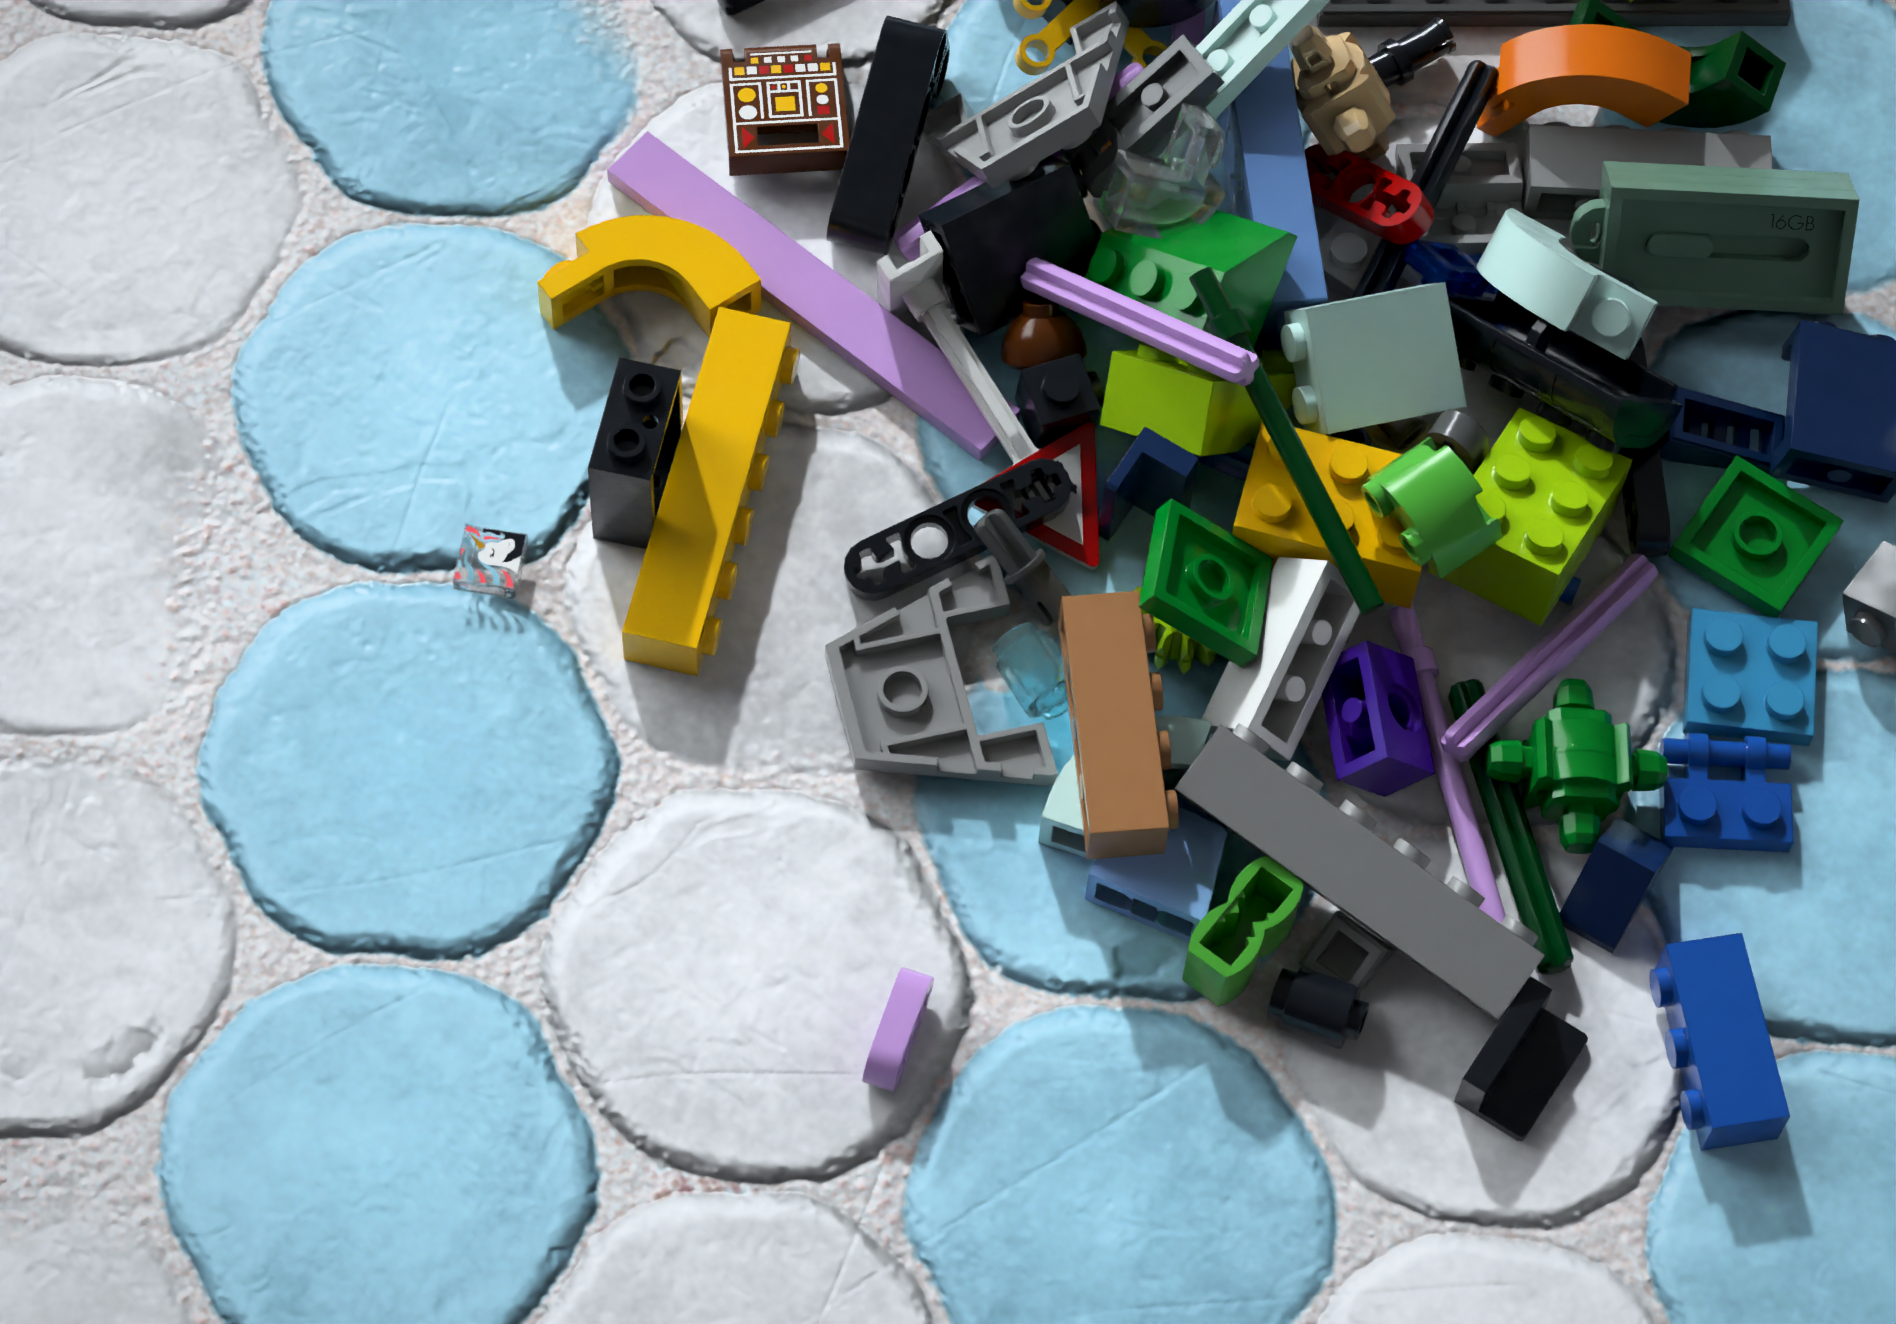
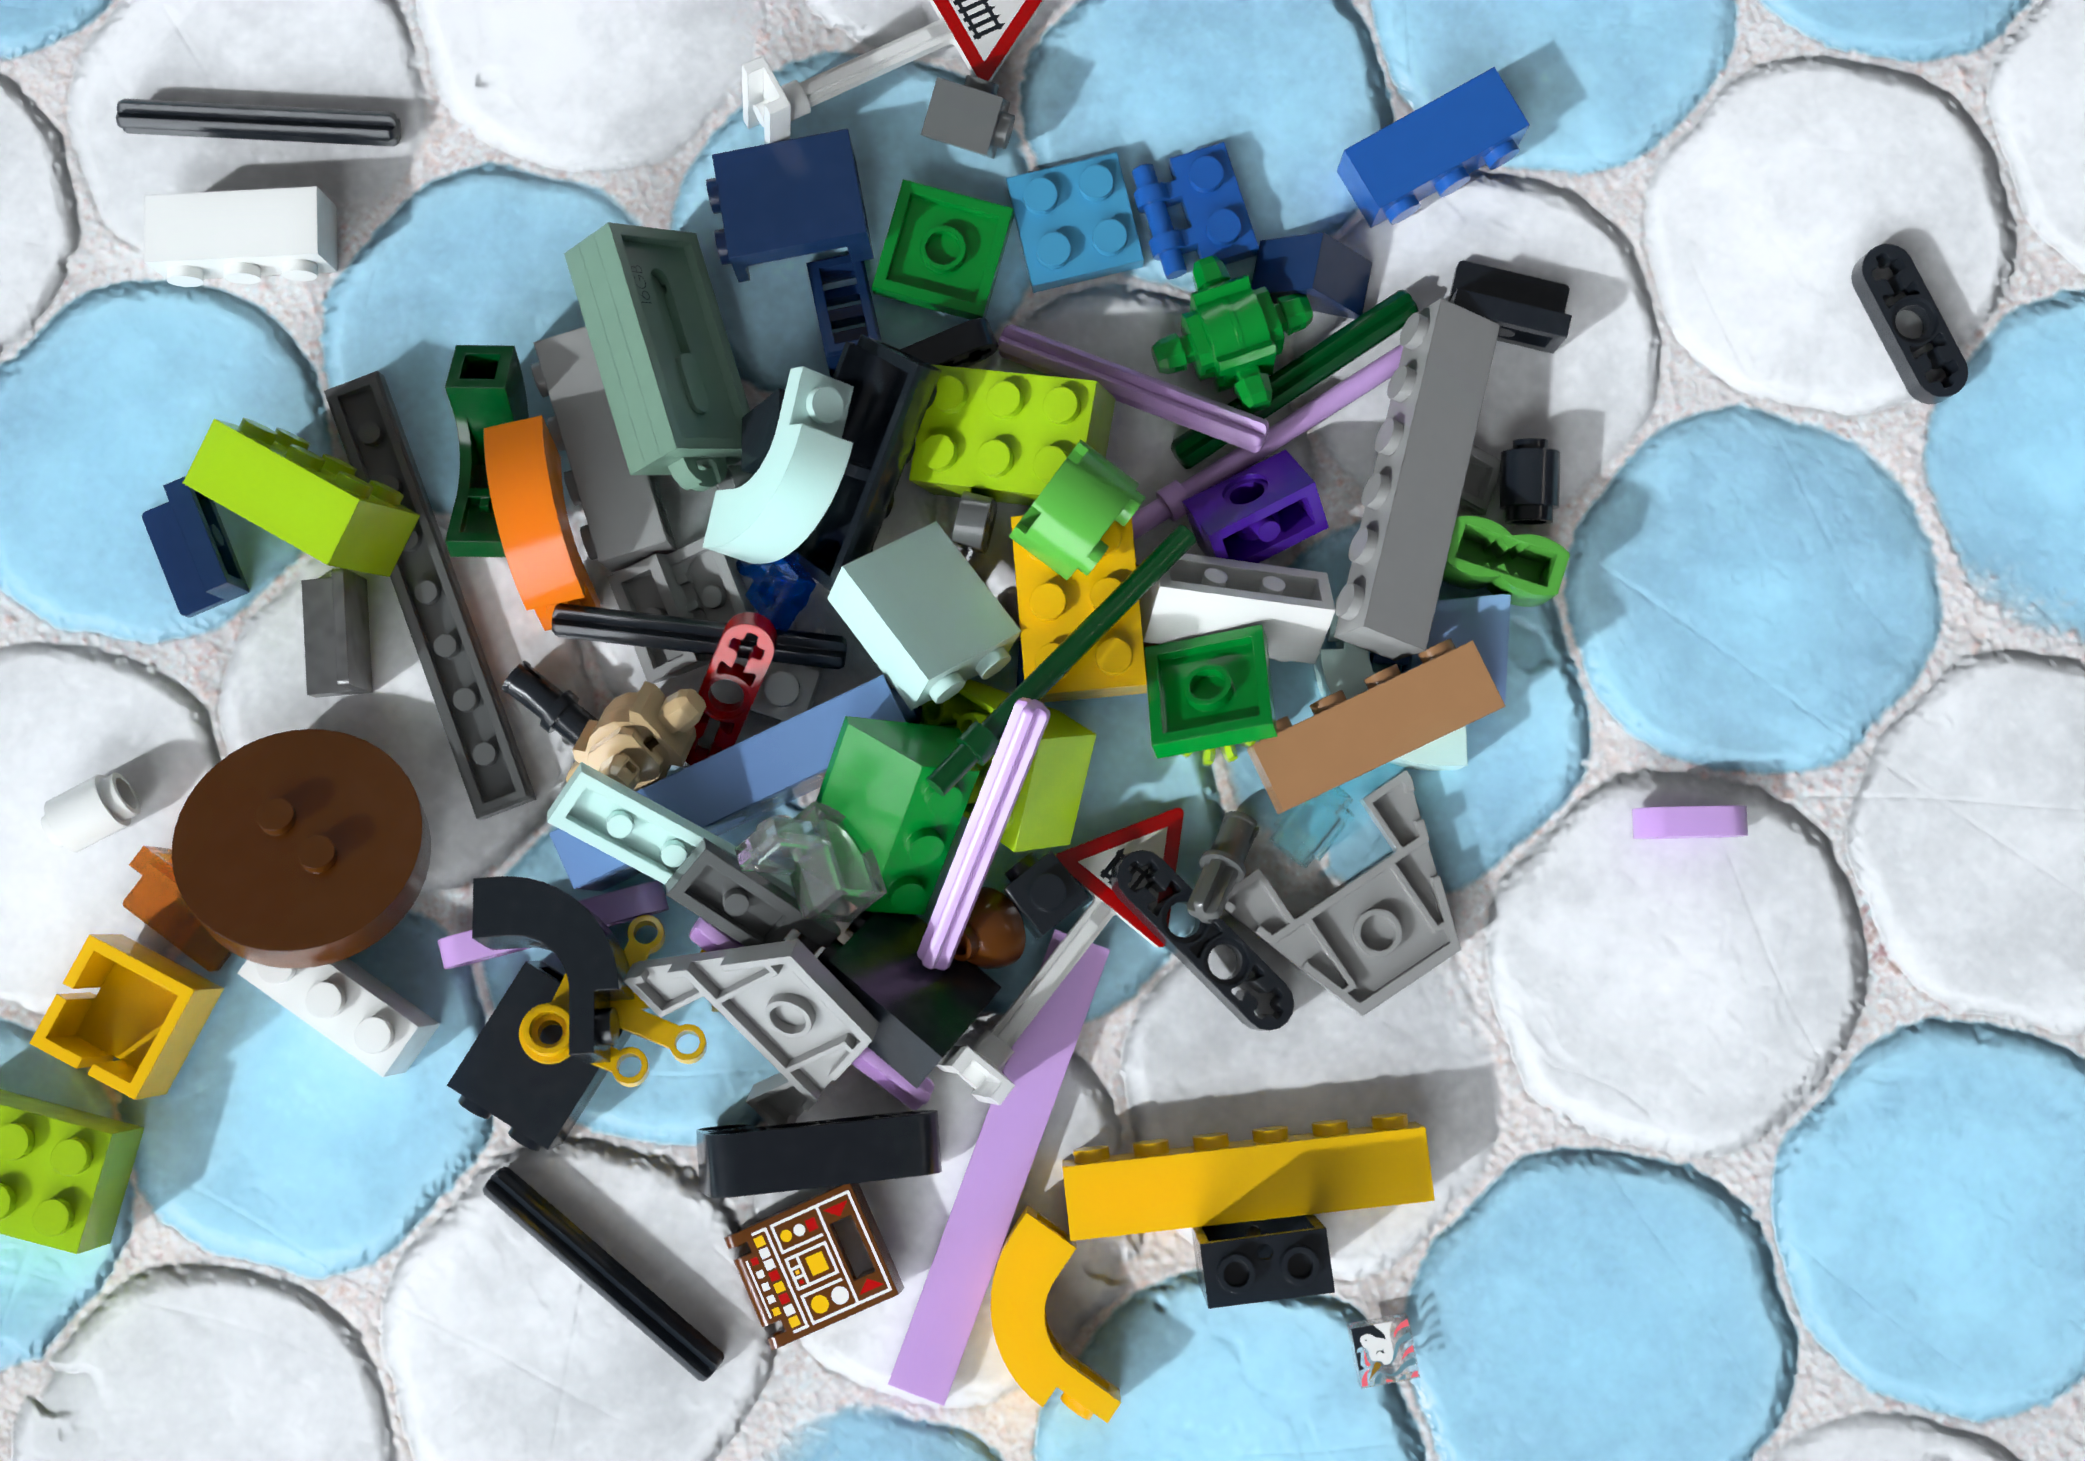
camera: 100 degrees left, 20 degrees up
(1147, 479) = (1098, 782): dark blue panel -> none

